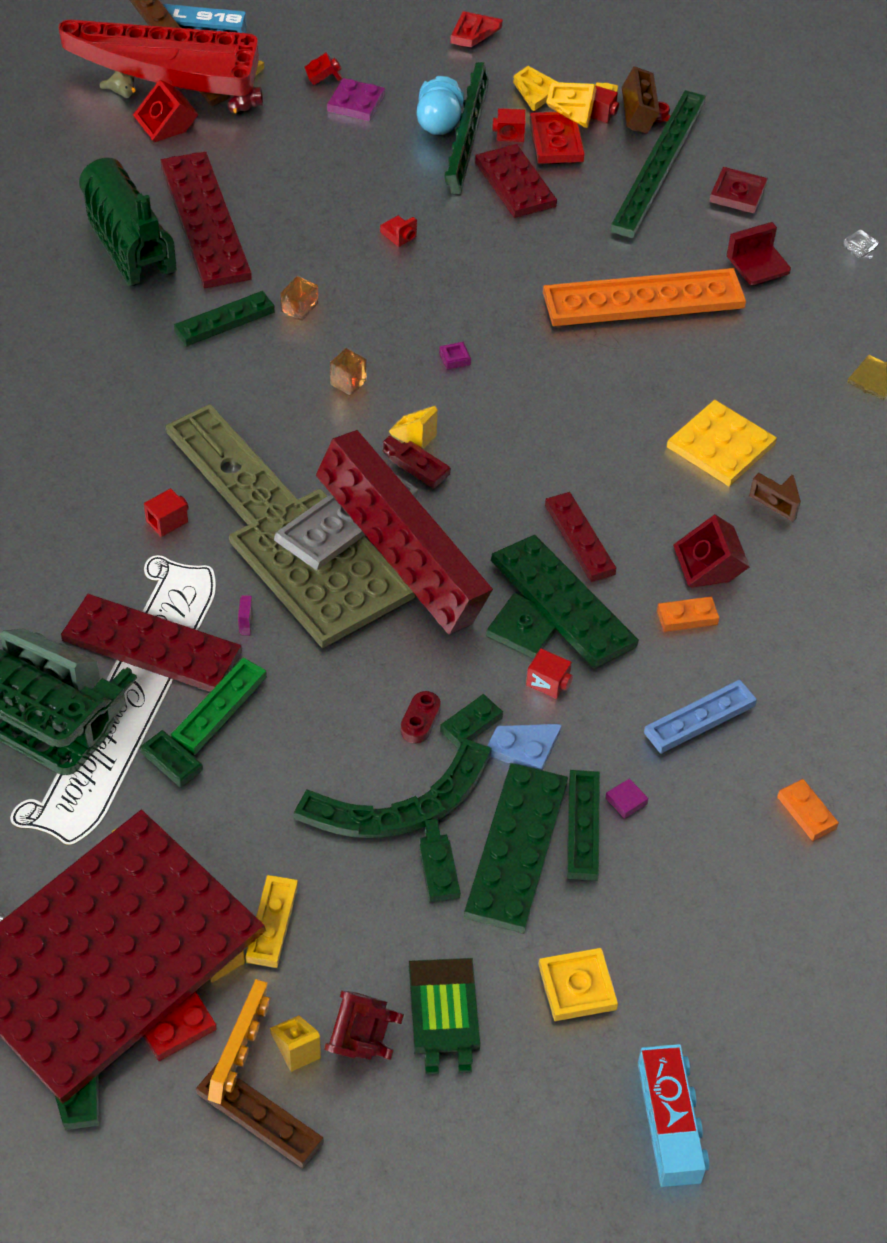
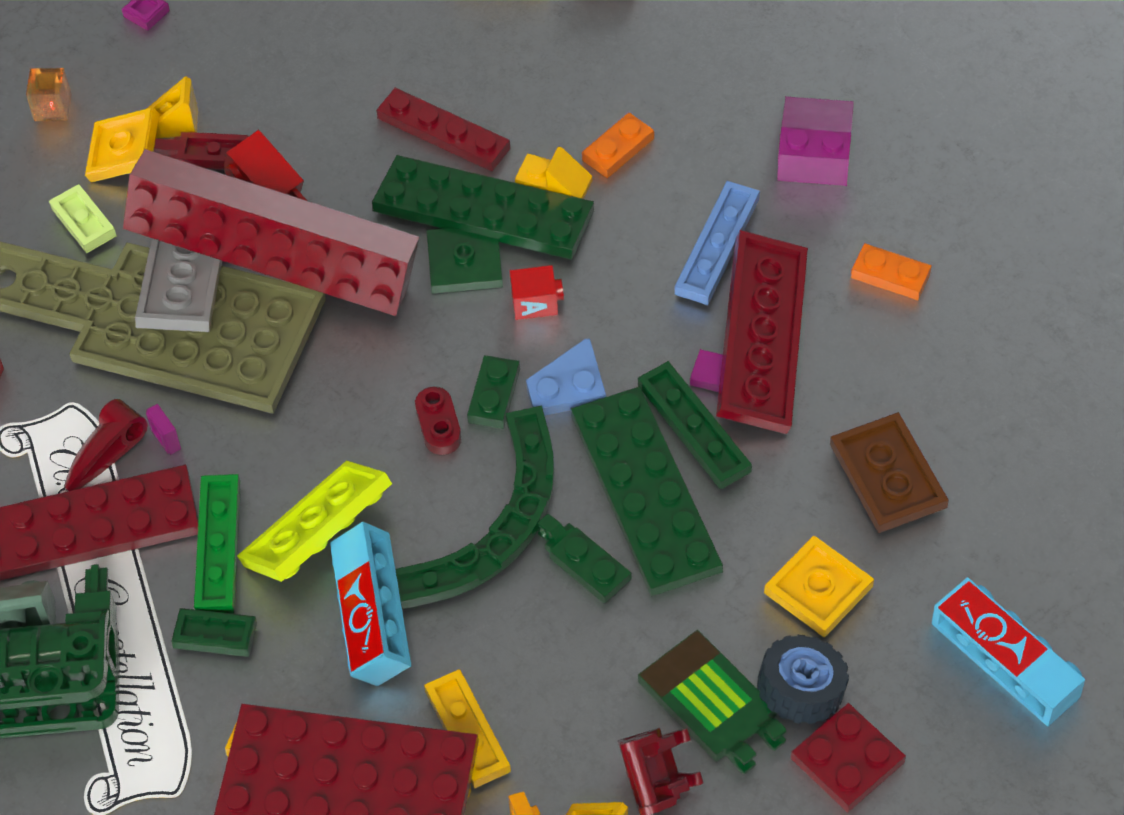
camera: 30 degrees left, 5 degrees up
(215, 602) = (116, 434): none -> dark red piece
(275, 802) = (370, 604): none -> medium azure brick
(286, 727) = (314, 520): none -> neon yellow plate
(307, 458) = (82, 218): none -> yellowish green plate
(373, 424) = (120, 142): none -> yellow plate
(438, 494) = (261, 164): none -> red brick
(503, 1110) = (848, 757): none -> dark red plate
(509, 1053) = (802, 679): none -> black wheel
(628, 608) = (558, 175): none -> yellow slope
(679, 793) = (762, 332): none -> dark red plate
(690, 941) = (888, 472): none -> reddish brown plate
(711, 553) = (593, 68): dark red slope -> none
(826, 690) = (815, 141): none -> magenta slope

